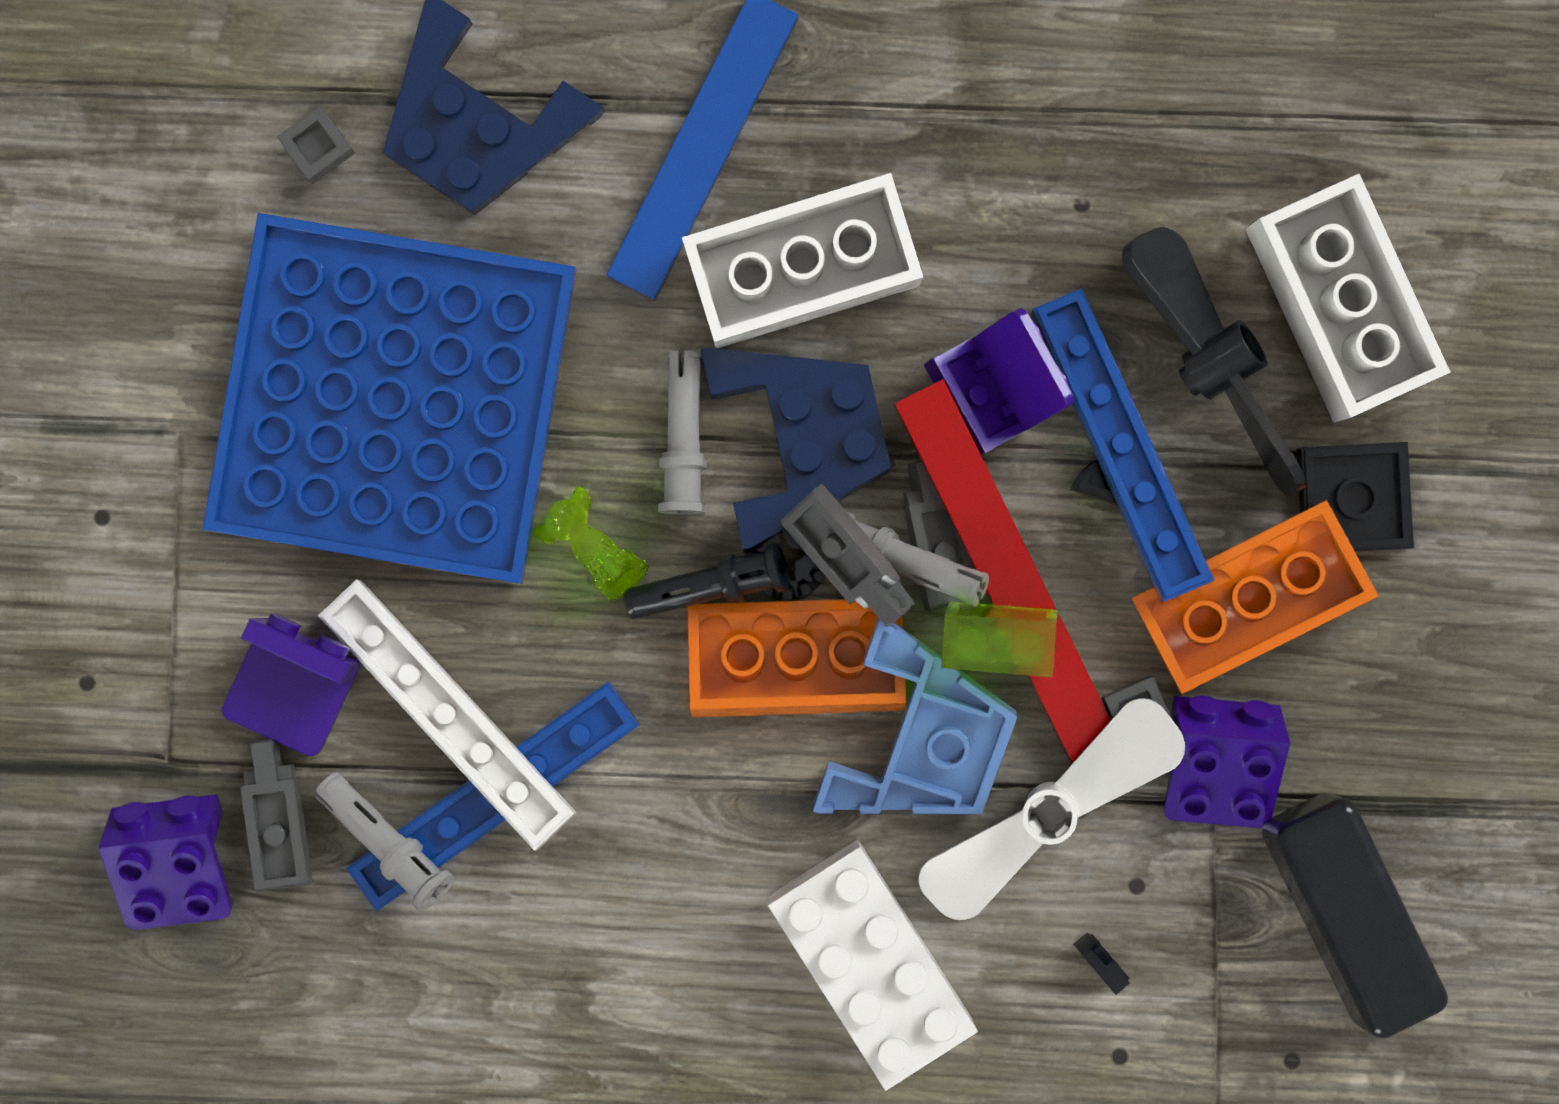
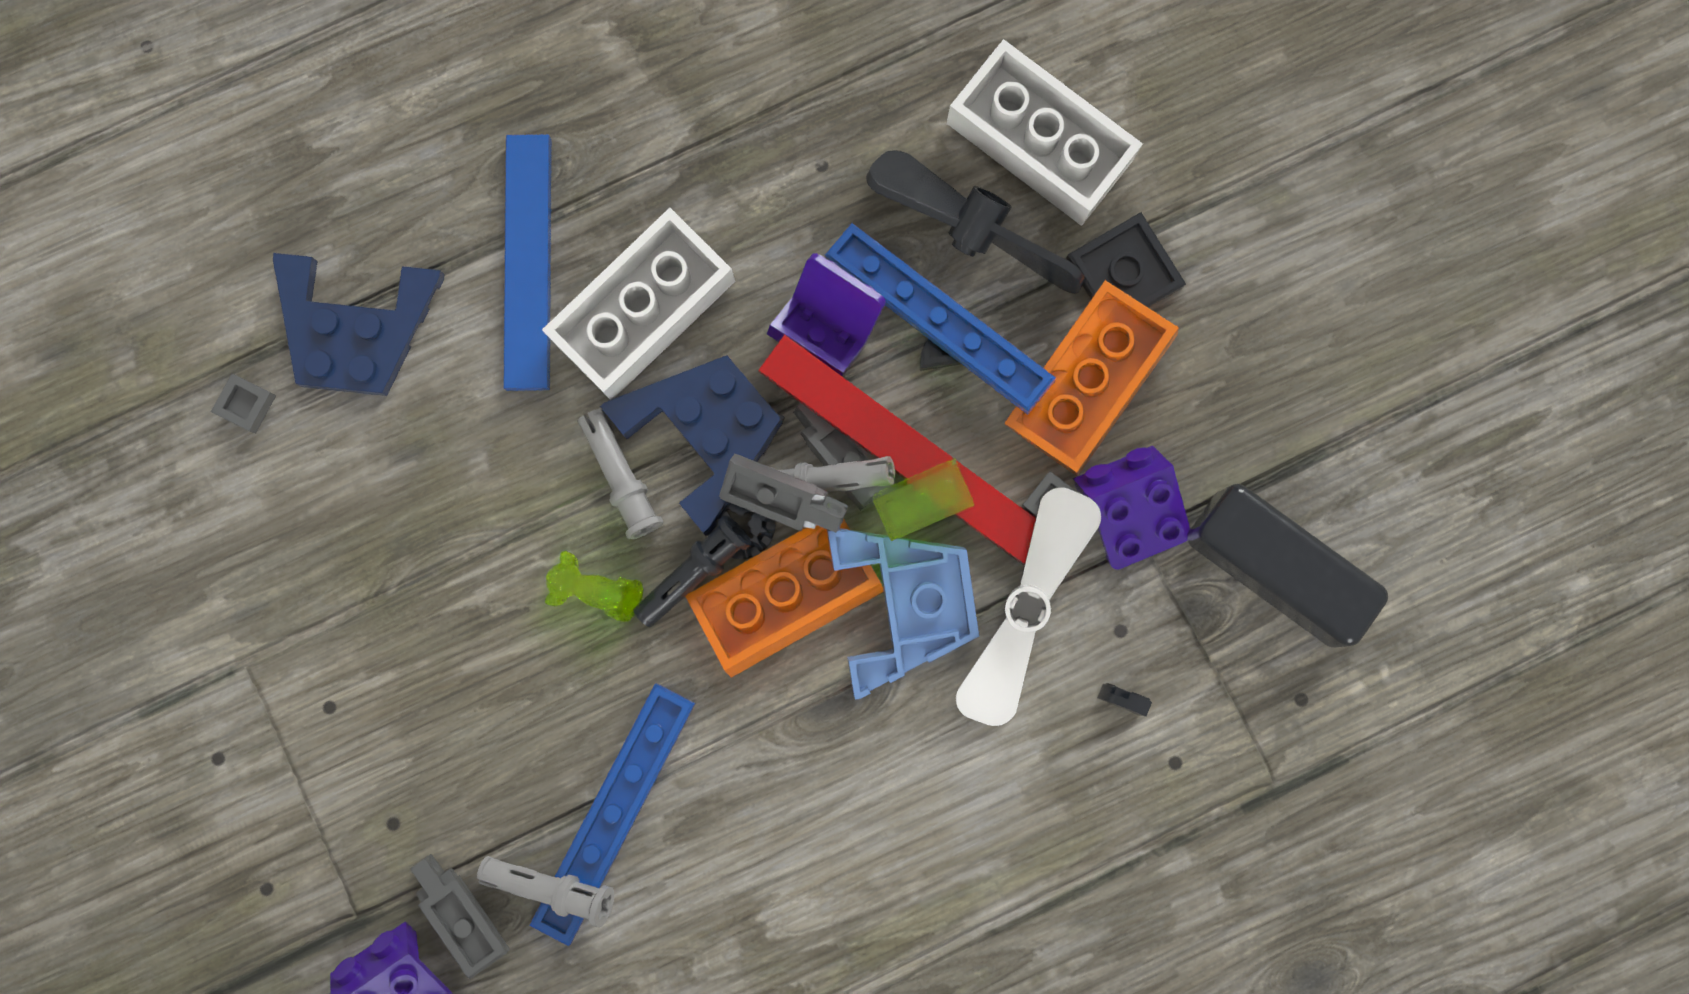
camera: 30 degrees left, 5 degrees down
(290, 684) = (419, 808): dark purple bracket -> none
(390, 398) = (388, 560): blue plate -> none
(447, 714) = (548, 770): white tile -> none
(871, 965) = (957, 790): white brick -> none

